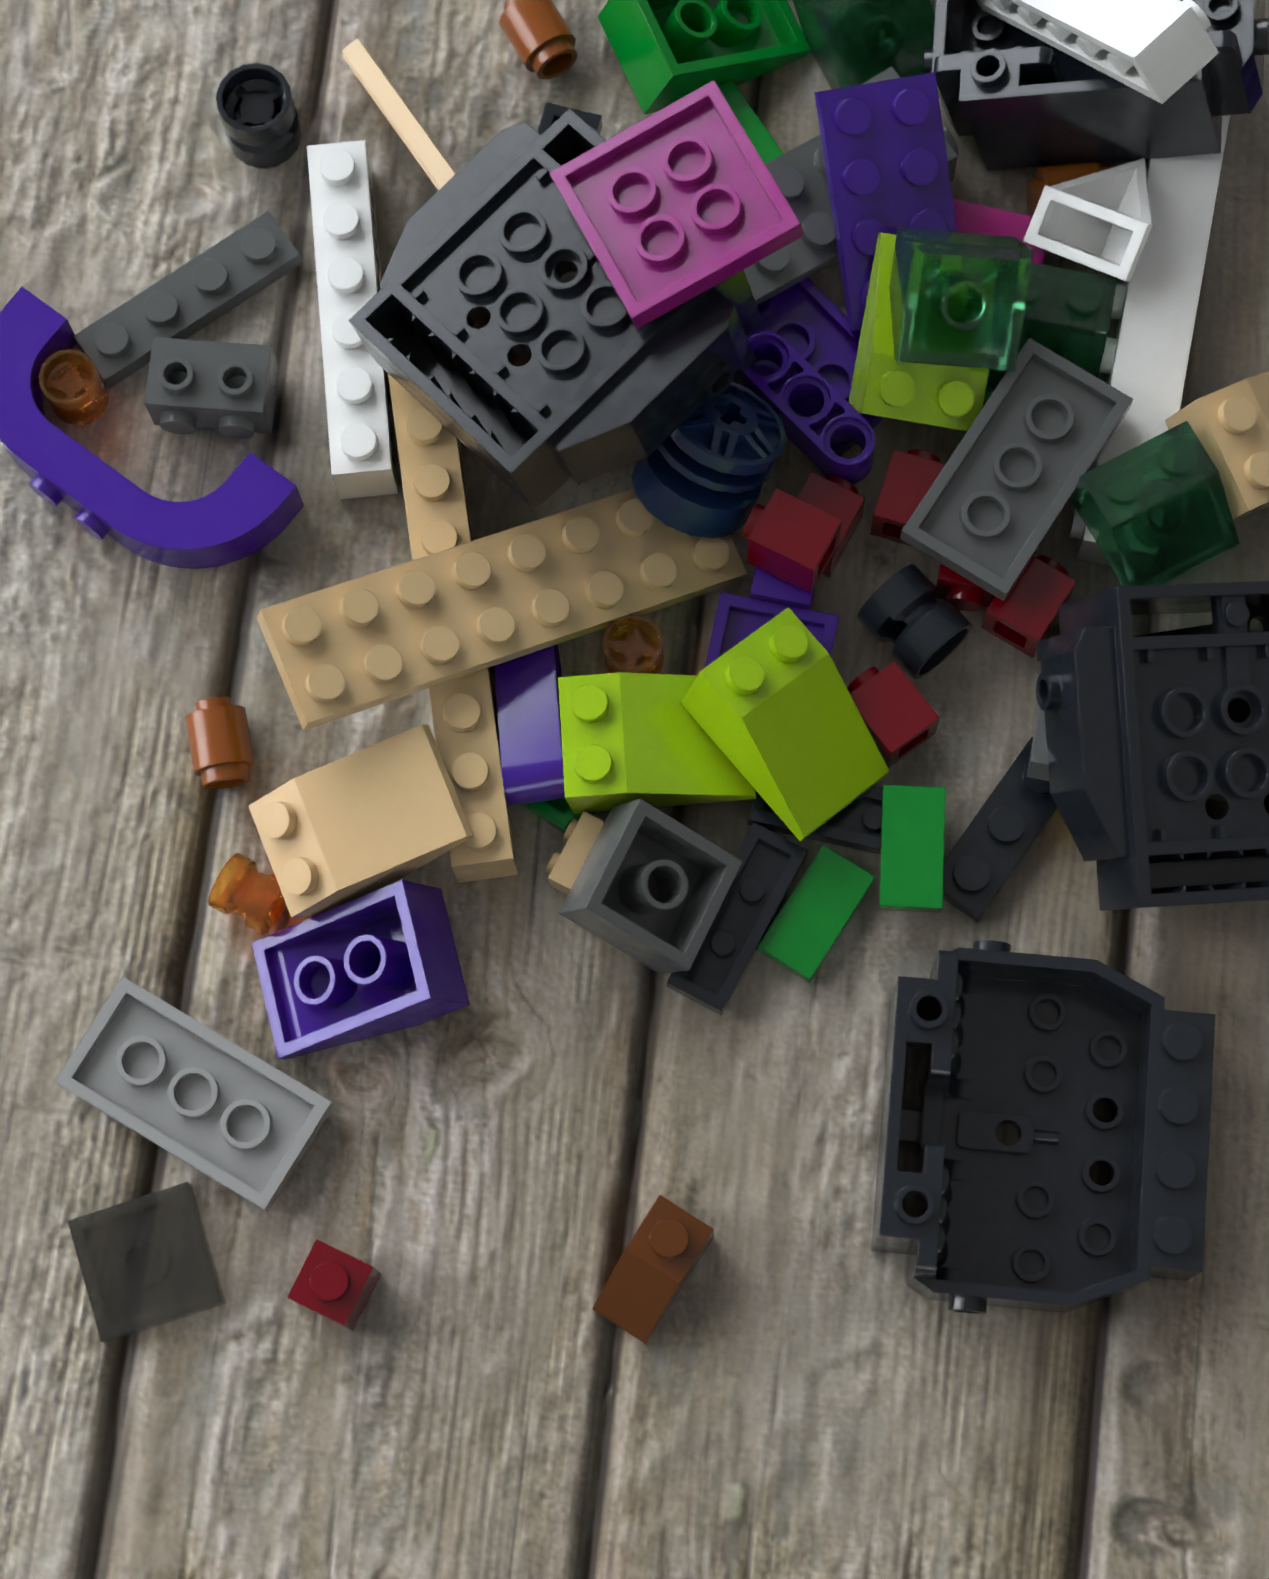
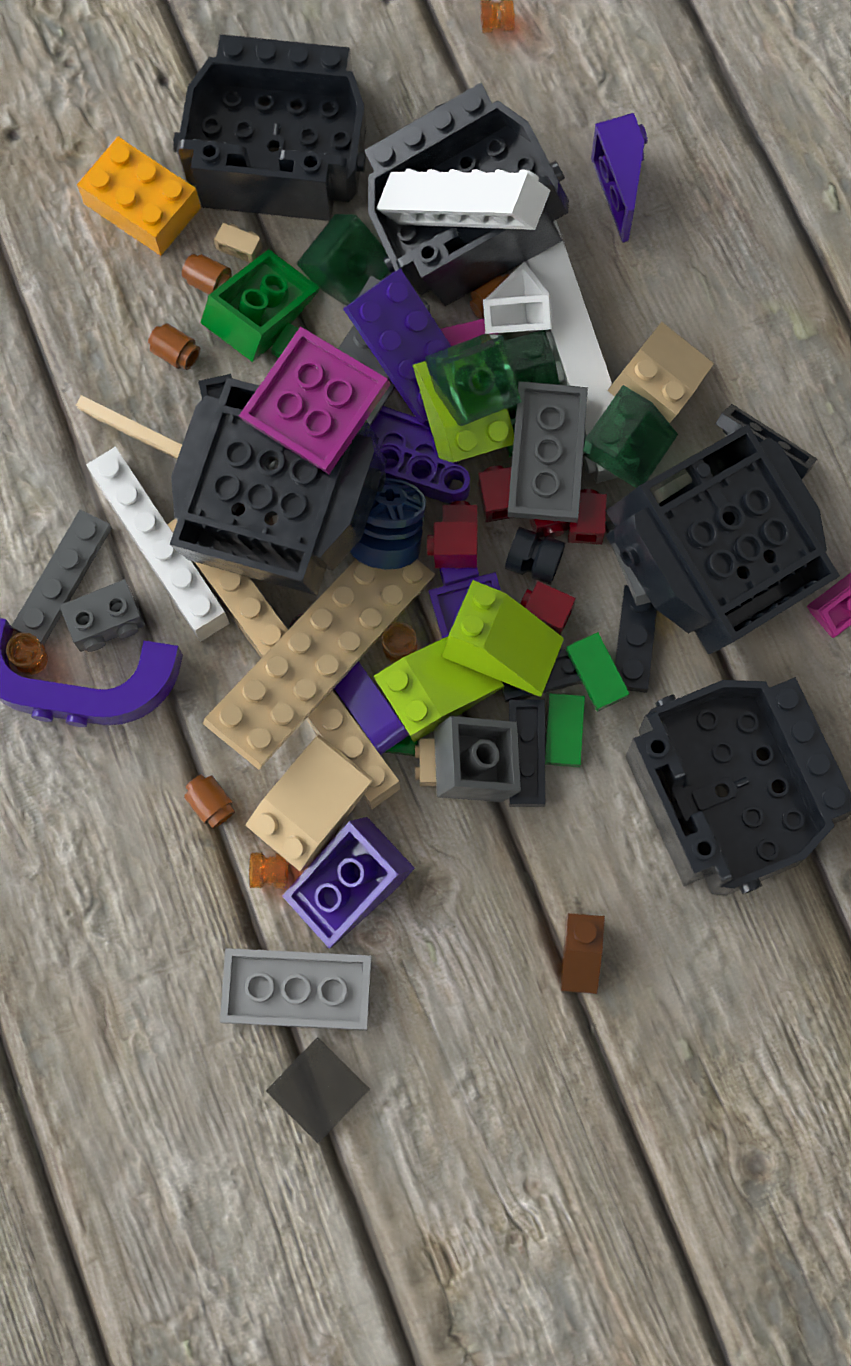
camera: 30 degrees left, 0 degrees up
(259, 115) = (48, 461): black wheel -> none
(334, 1285) = (424, 1048): dark red brick -> none

